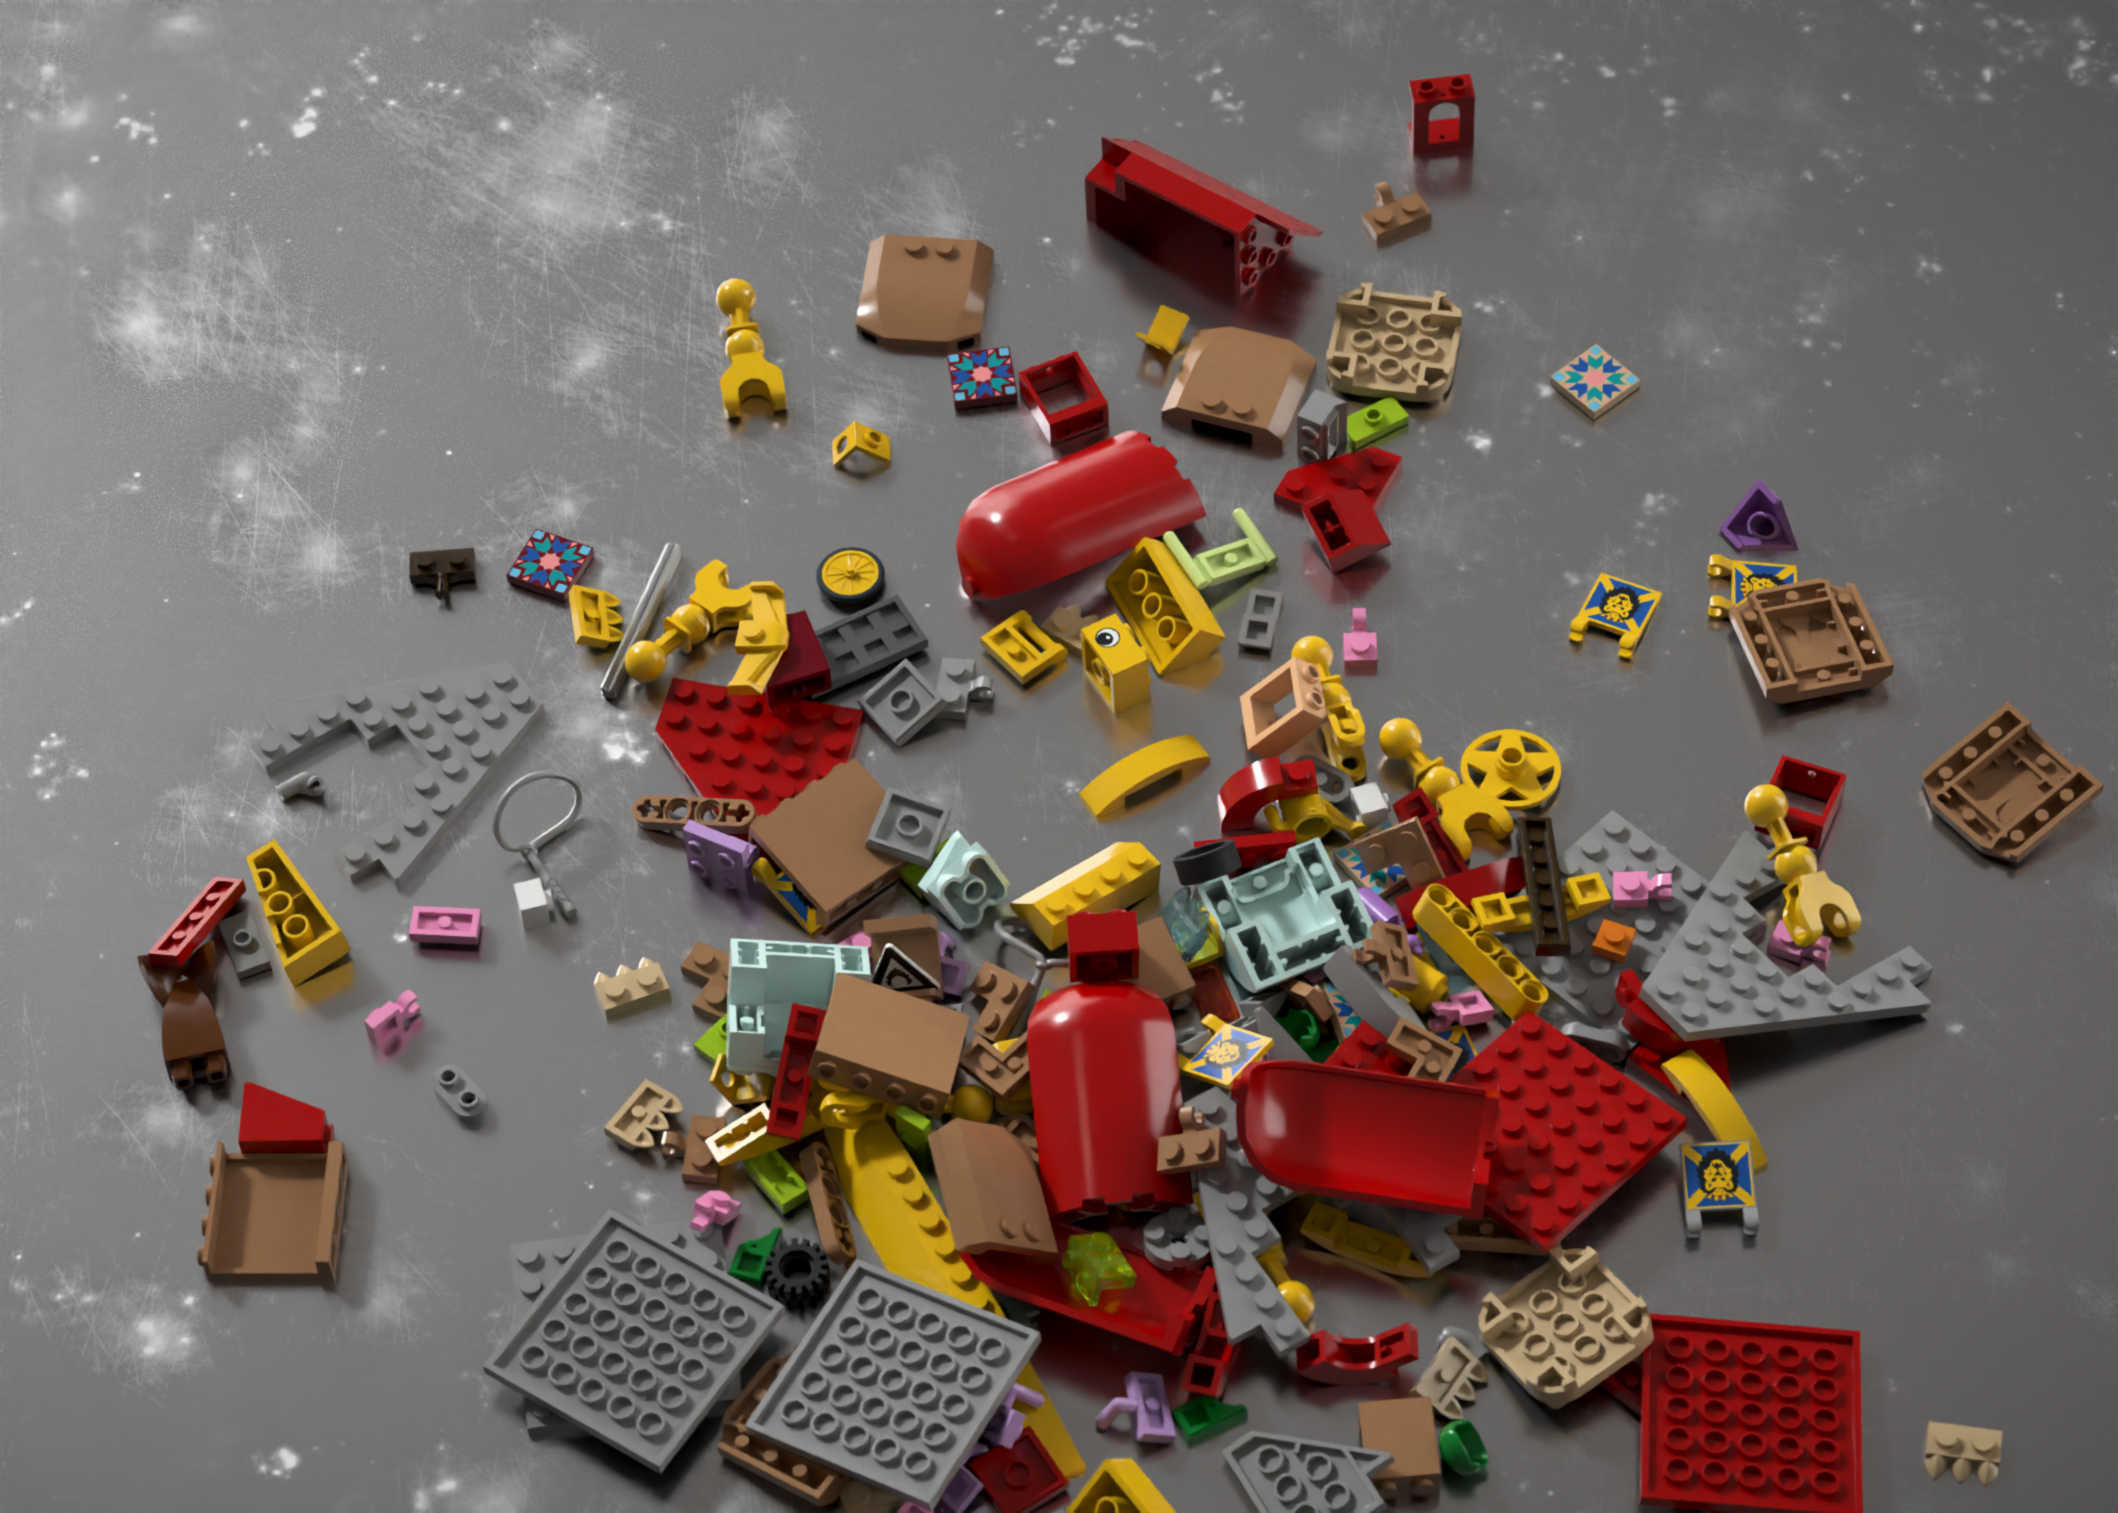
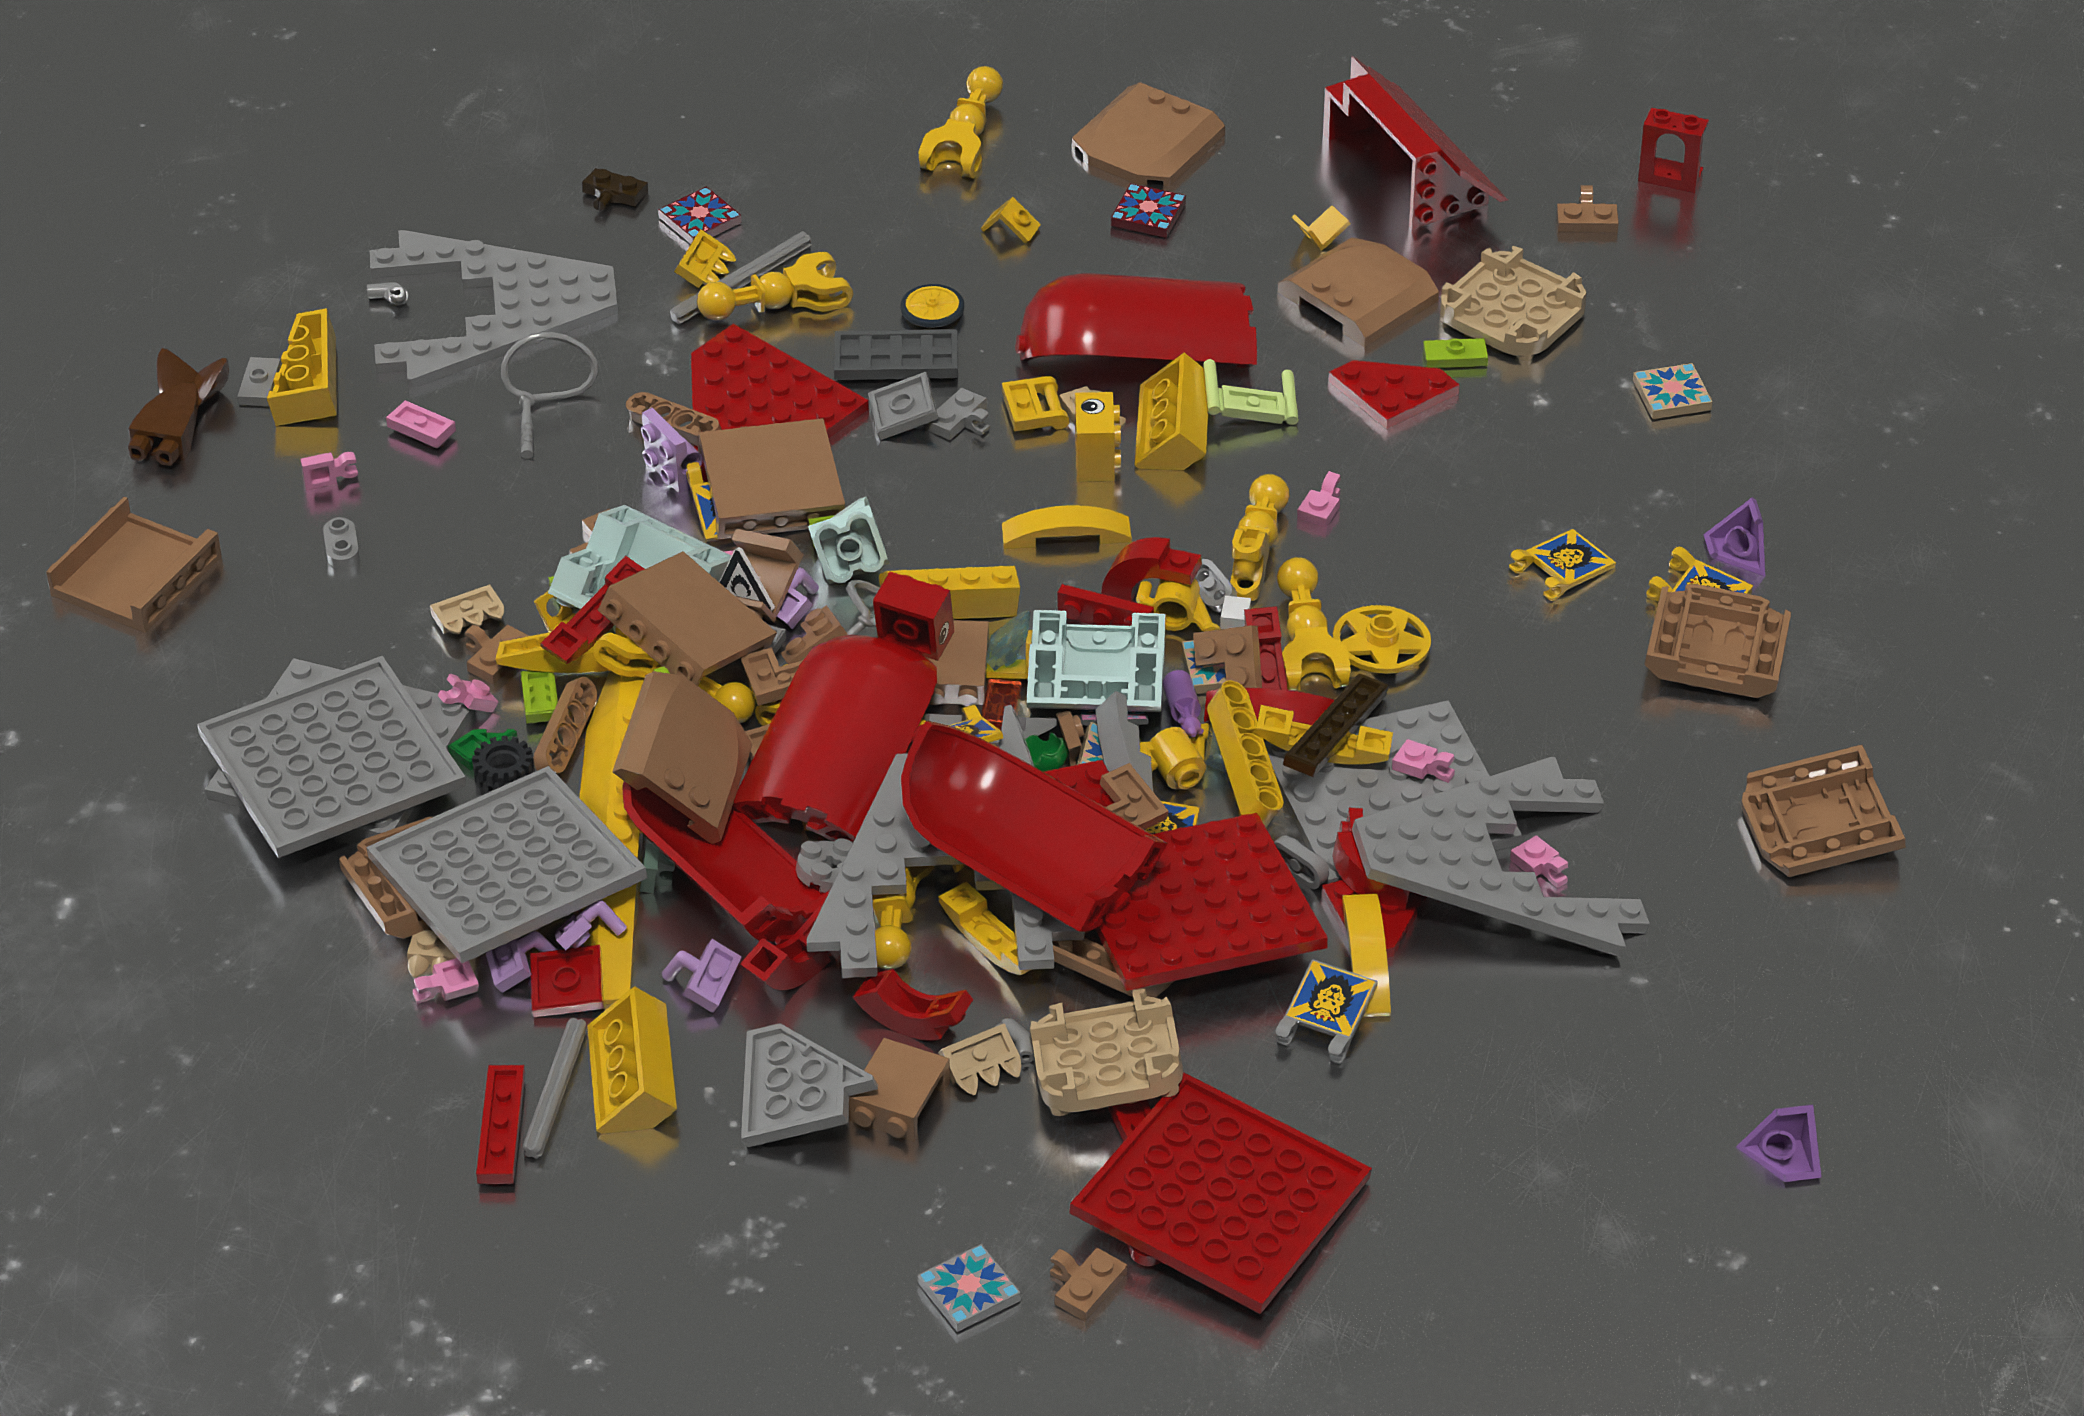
camera: 25 degrees right, 10 degrees down
(197, 921) = (236, 345): red plate -> none
(281, 1124) = (182, 505): red slope -> none
(533, 903) = (499, 433): white plate -> none
(631, 987) = (532, 523): tan plate -> none
(760, 639) = (809, 309): yellow plate -> none
(801, 667) = (827, 336): dark red brick -> none
(908, 827) = (830, 483): light grey tile -> none
(1071, 420) = (1201, 261): red window -> none
(1096, 1265) = (745, 850): clear neon green bracket -> none
(1194, 1148) = (875, 788): medium nougat plate -> none
(1205, 1416) = (757, 1004): green tile -> none
(1207, 862) = (1056, 596): black tyre -> none
(1261, 619) = (1251, 457): light grey slope -> none
(1262, 731) = (1211, 514): light nougat window -> none
(1321, 427) = (1399, 332): light grey window -> none
(1344, 527) = (1365, 411): red slope -> none
(1392, 952) = (1158, 716): medium nougat plate -> none
(1462, 1448) = (952, 1111): green hair -> none
(1465, 1007) = (1204, 793): bright pink plate -> none
(1614, 941) = (1371, 791): orange plate -> none
(1809, 893) = (1572, 814): yellow piece -> none
(1824, 784) = (1587, 754): red window -> none
(1963, 1449) = (1400, 1300): tan plate -> none

